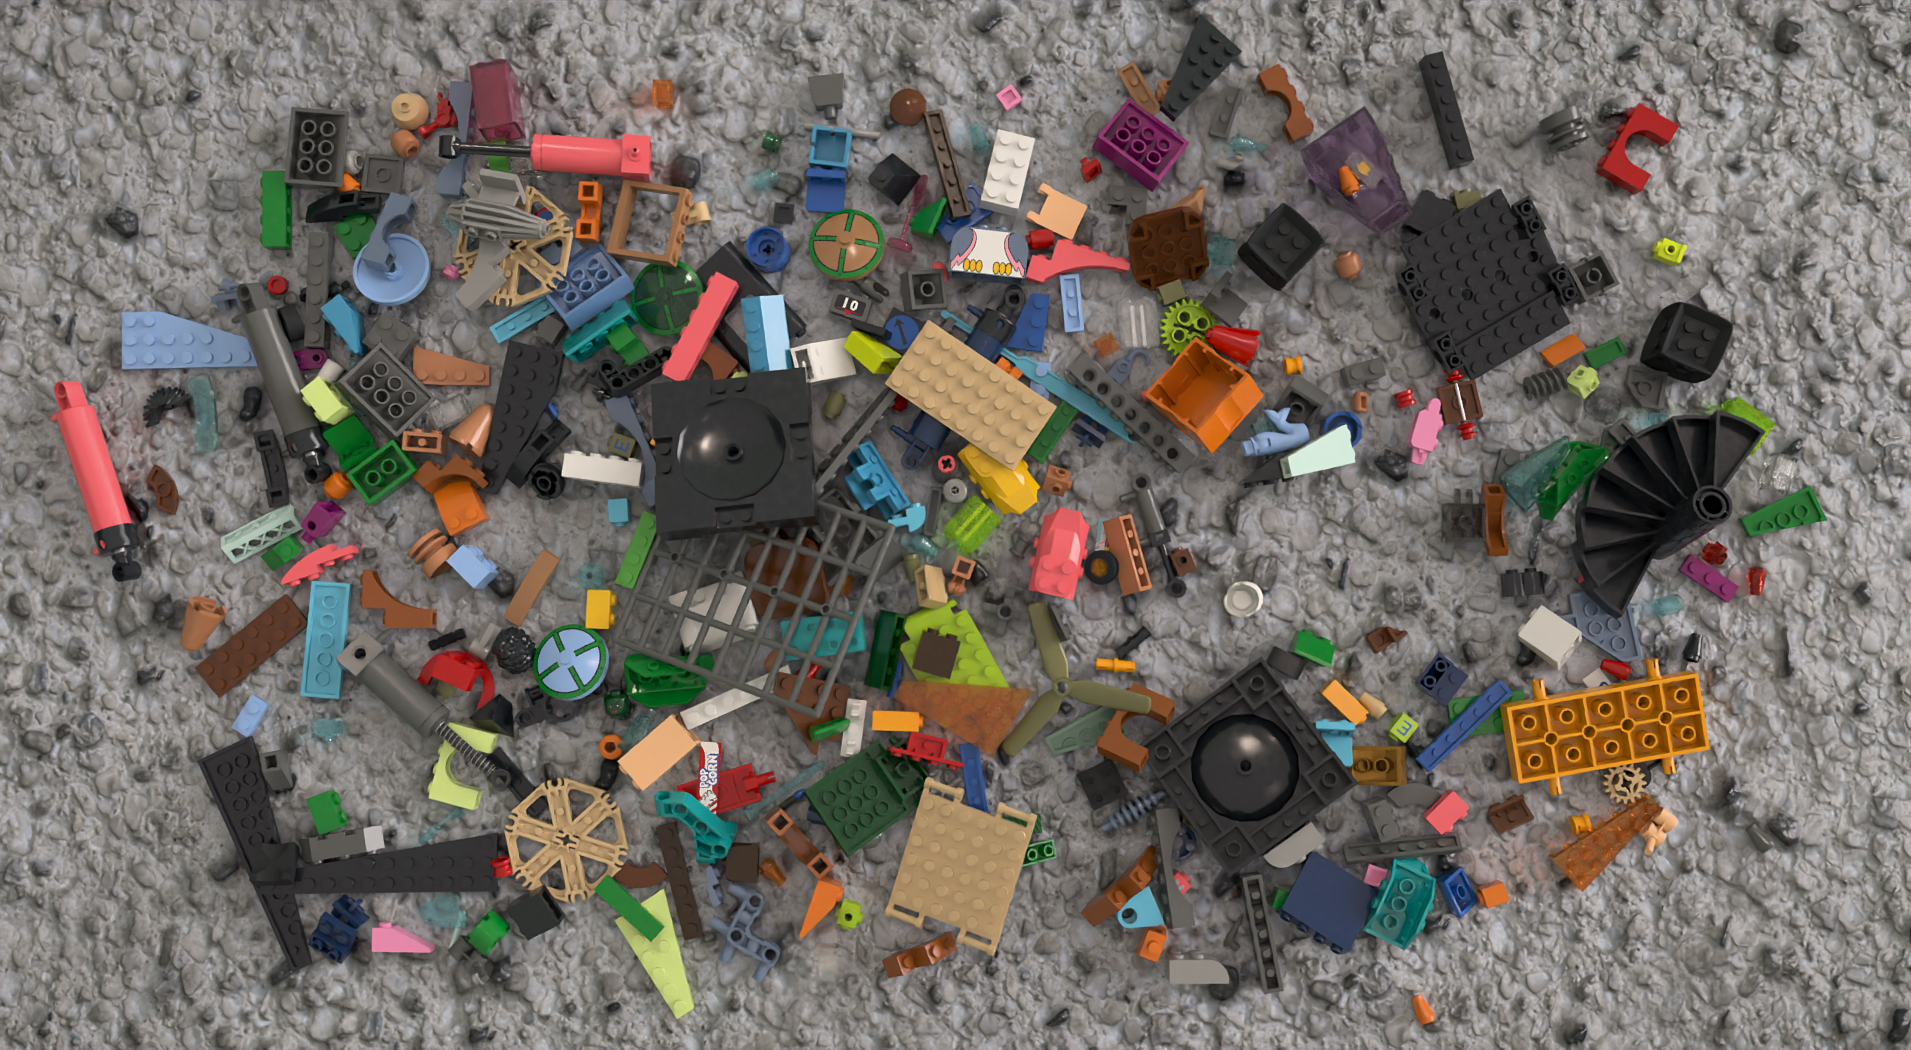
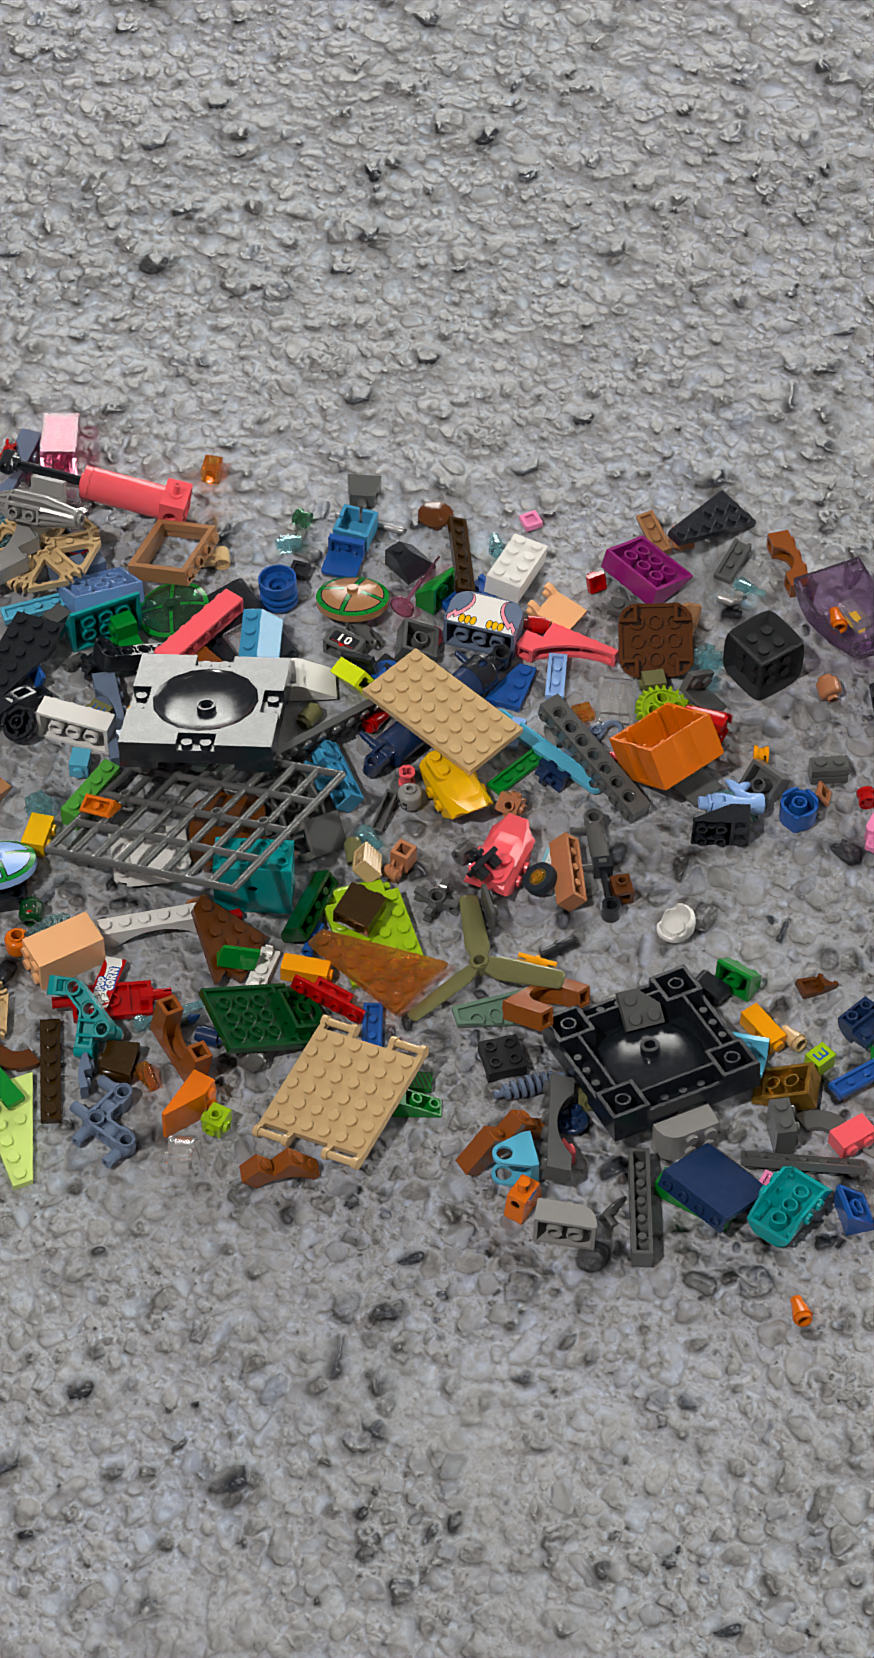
camera: 10 degrees right, 35 degrees down
(591, 200) = (117, 546): orange arch -> none
(653, 578) = (99, 806): none -> orange slope
(663, 684) = (90, 889): green slope -> none
(915, 518) = (358, 807): medium azure brick -> none
(971, 524) = (421, 825): clear neon green brick -> none
(1045, 583) = (478, 868): none -> black hips
(1226, 721) = (638, 1010): none -> dark grey plate
(1323, 453) = (770, 807): light aqua slope -> none

